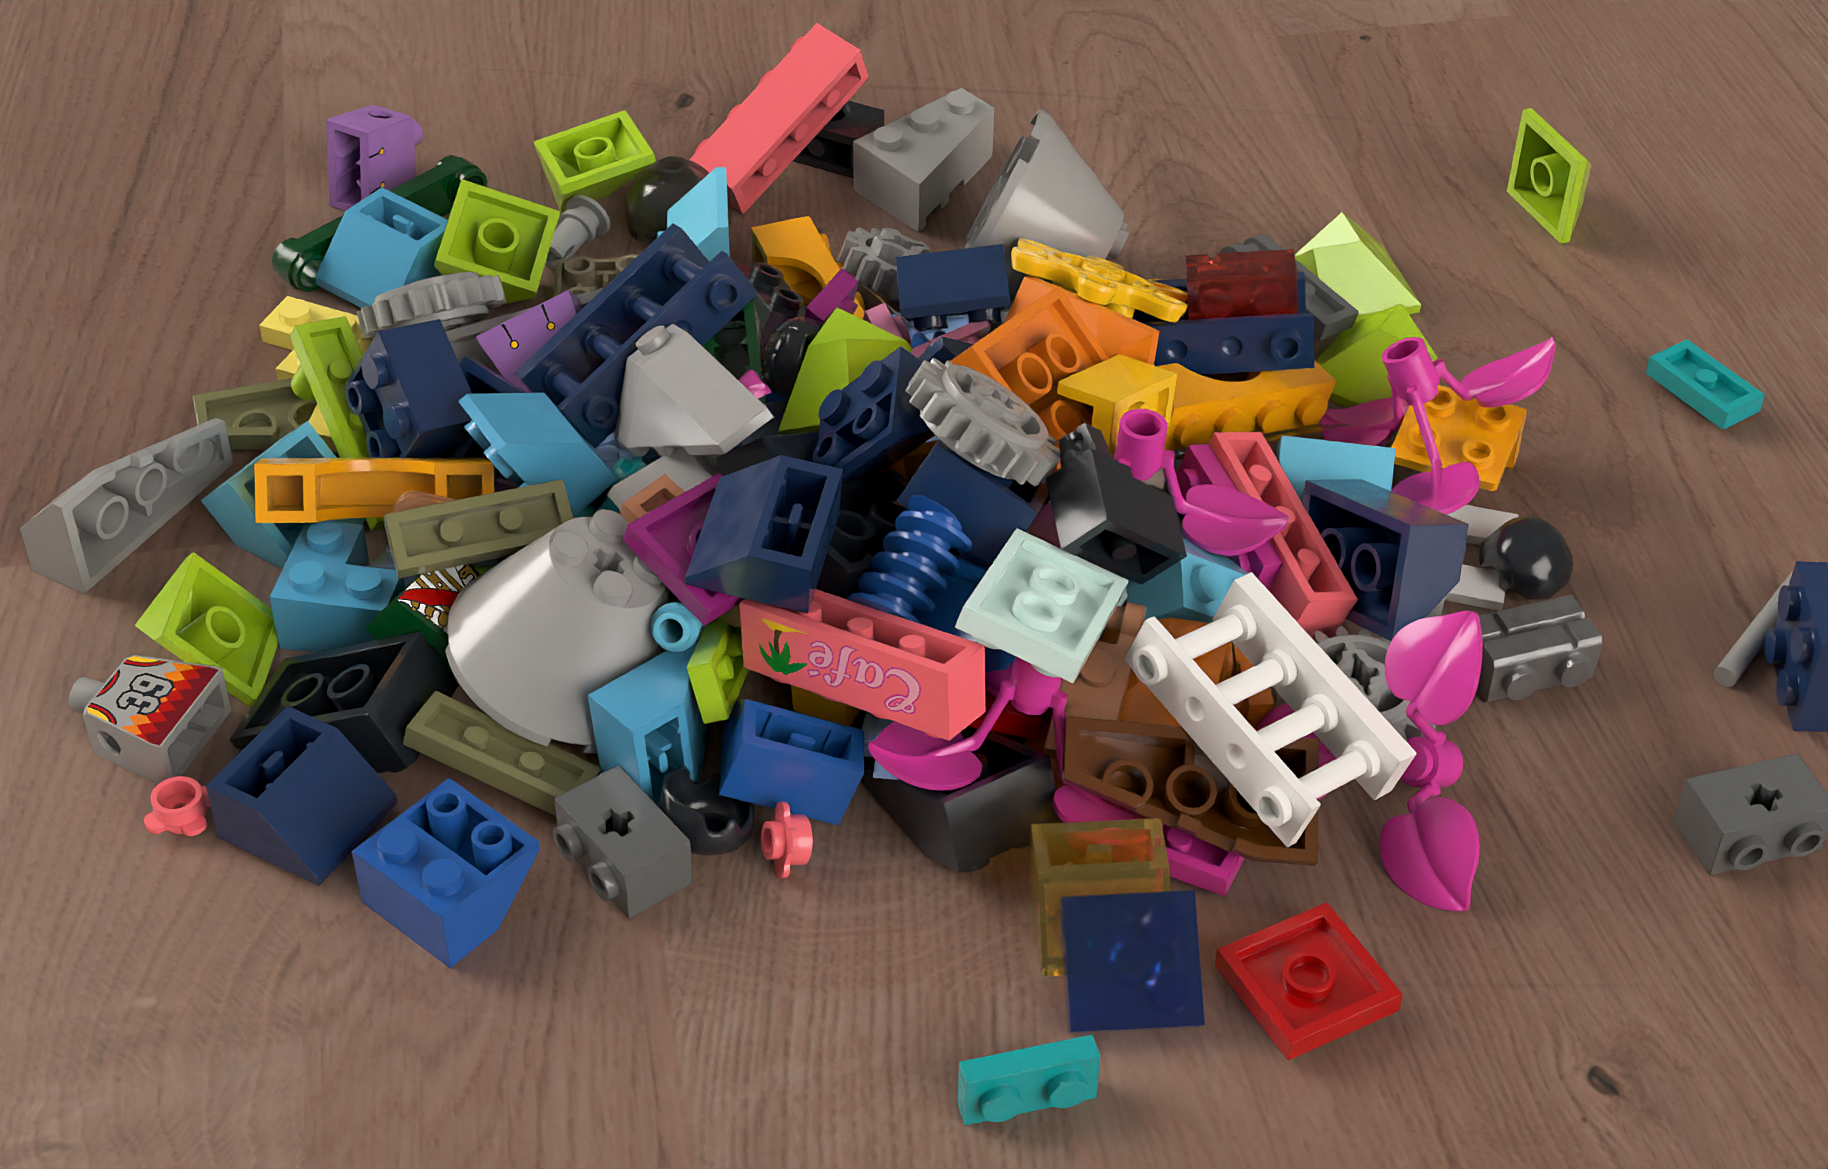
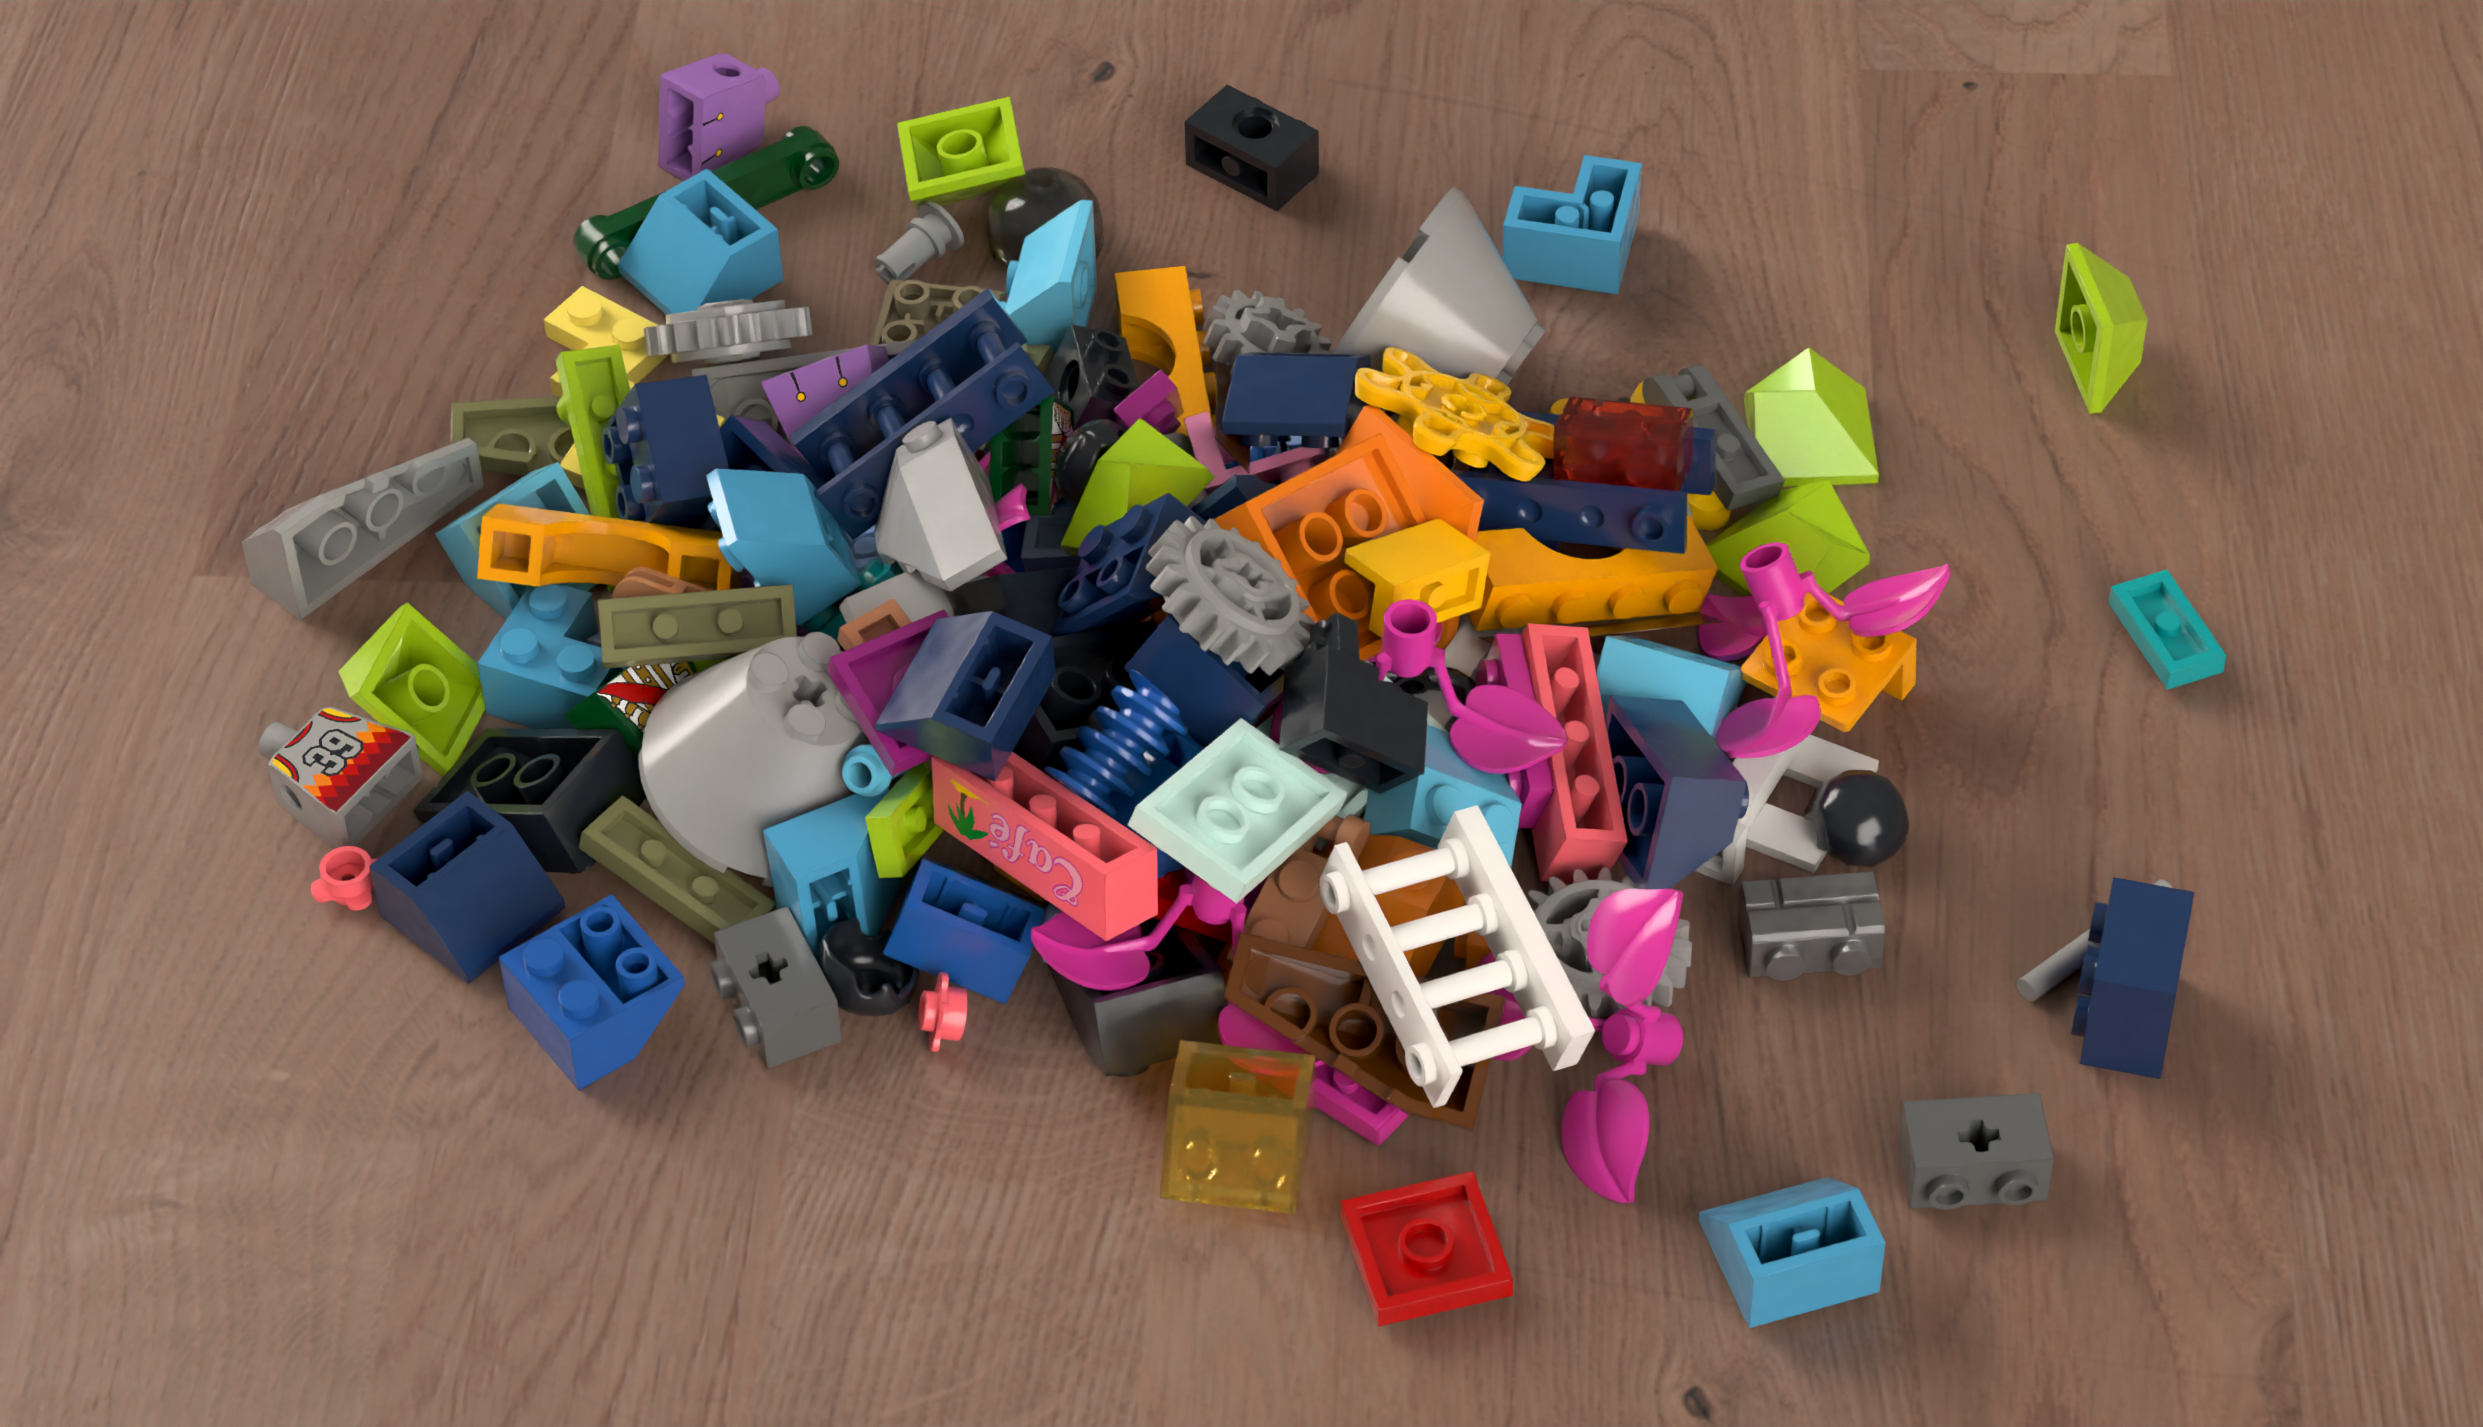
camera: 15 degrees right, 5 degrees up
(499, 238) = (819, 256): lime slope -> none
(783, 114) = (1186, 130): coral brick -> none
(924, 156) = (1354, 195): light grey wedge -> none
(1028, 1080) = (1105, 1301): teal plate -> none
(1126, 151) = (1577, 236): none -> dark azure brick
(1131, 961) = (1245, 1199): clear blue plate -> none
(1643, 922) = (1796, 1249): none -> dark azure slope

